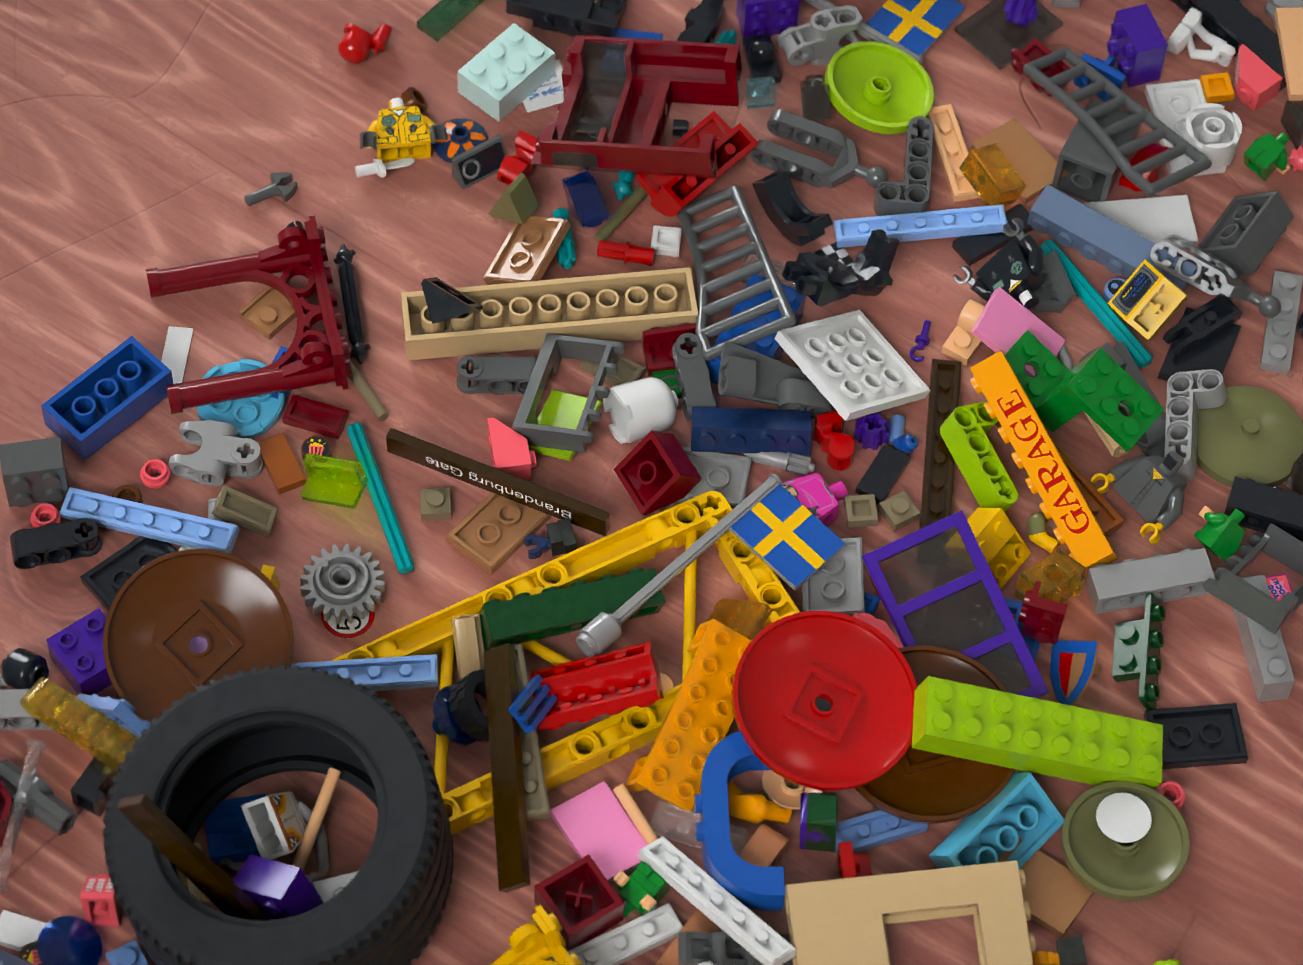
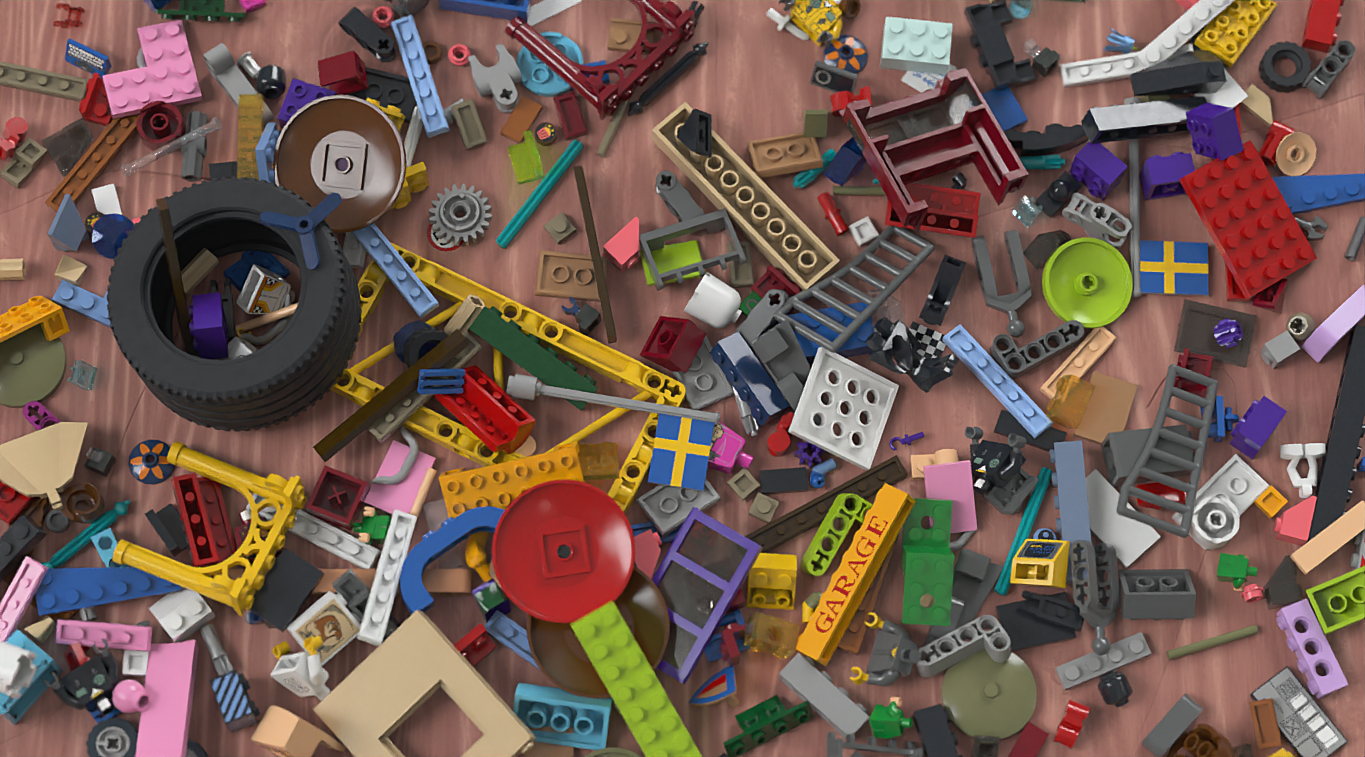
camera: 55 degrees right, 15 degrees up
(82, 588) = (343, 73): none -> dark red piece
(285, 688) = (306, 235): none -> dark blue piece
(591, 810) = (407, 465): none -> light grey animal

